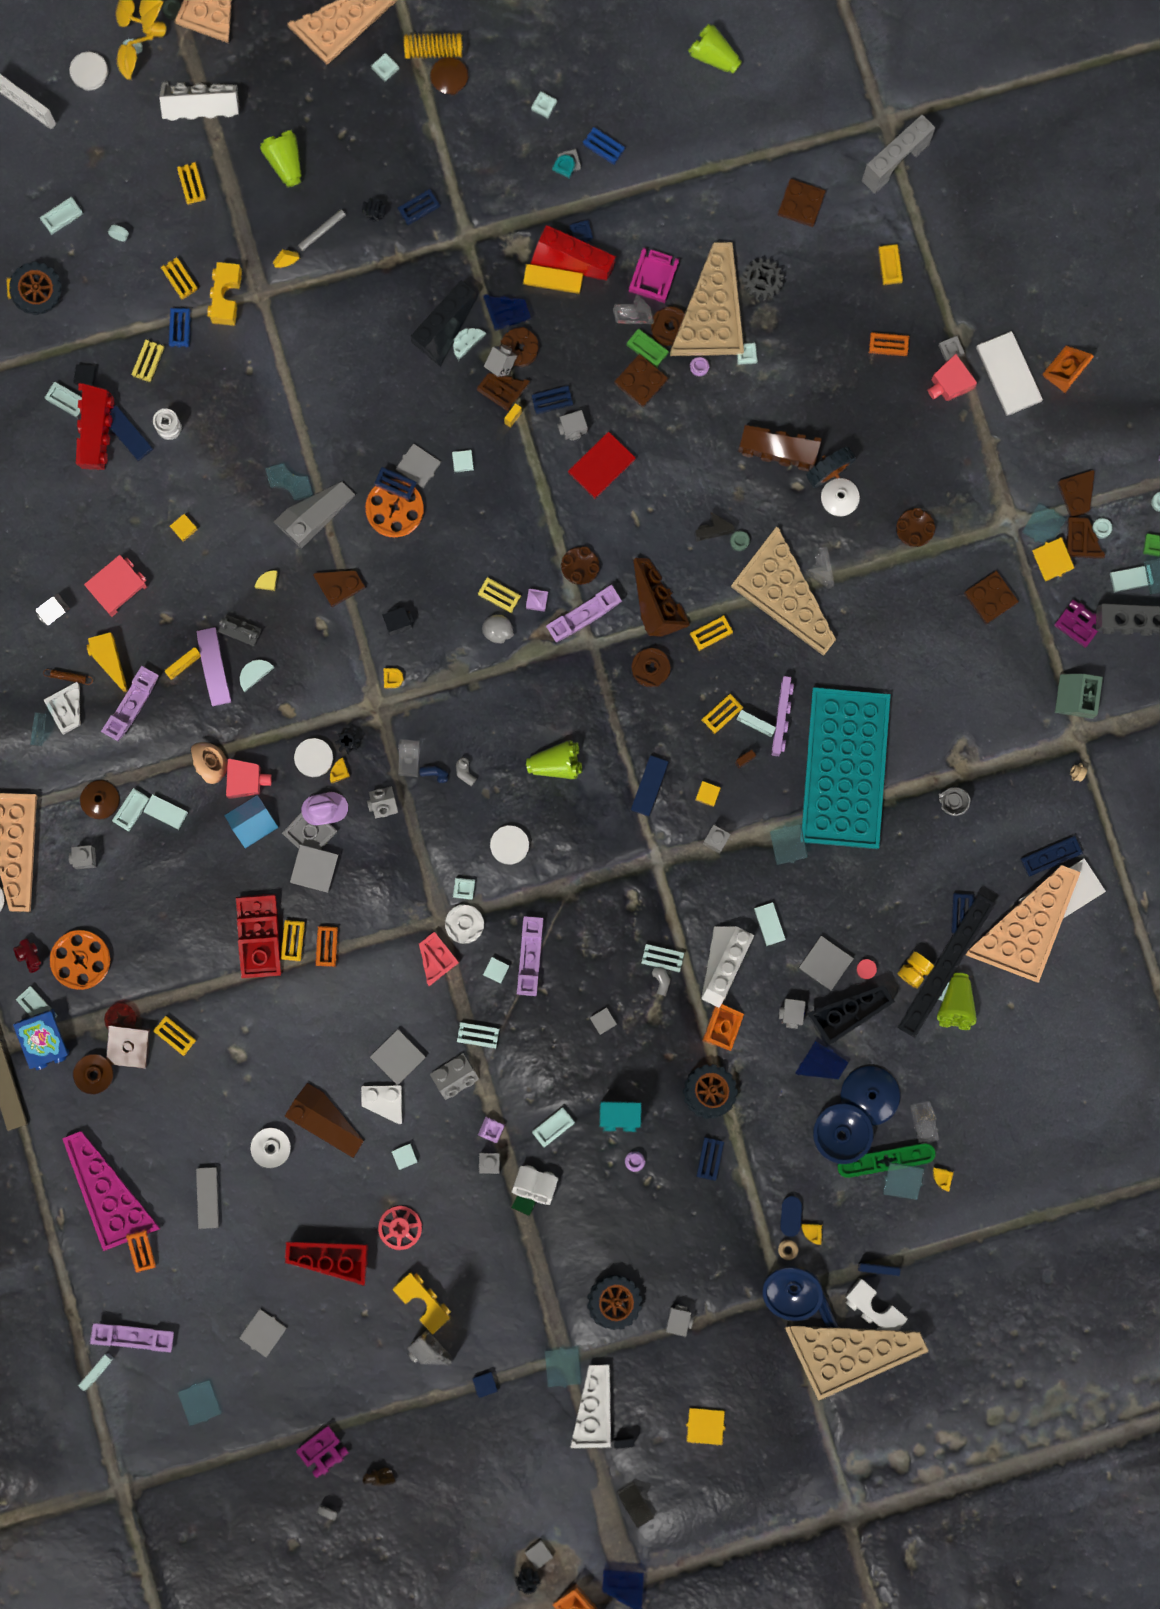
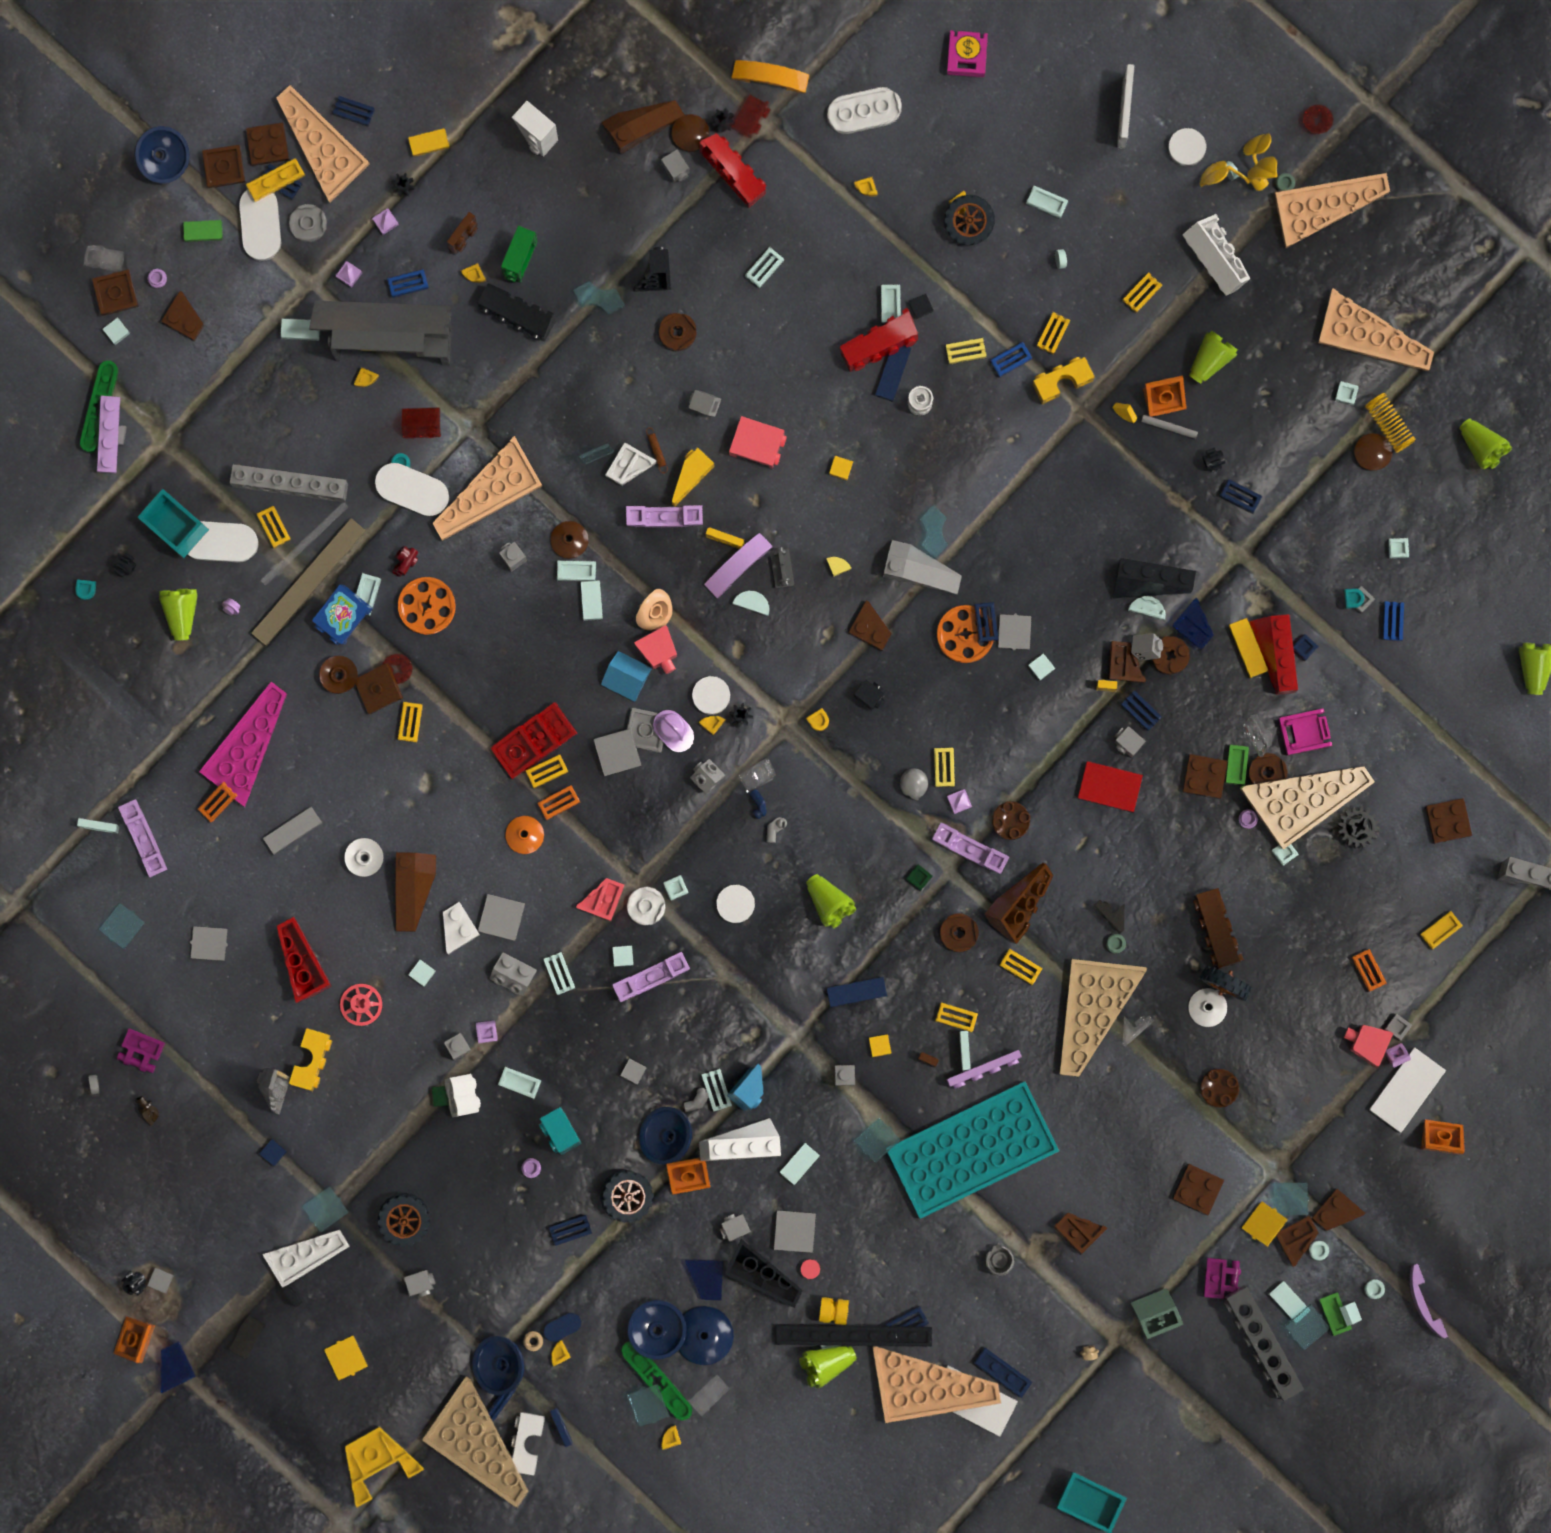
camera: 60 degrees right, 0 degrees up
(292, 217) = (1165, 396): none -> orange slope
(347, 993) = (531, 842): none -> orange dish
(582, 673) = (919, 877): none -> dark green tile
(672, 1034) = (657, 1134): none -> dark blue dish
(679, 928) = (748, 1089): none -> dark azure slope
(806, 1453) = (373, 1454): none -> yellow wing
(969, 719) = (1079, 1232): none -> reddish brown wing
(976, 362) = (1397, 1055): none -> lavender tile

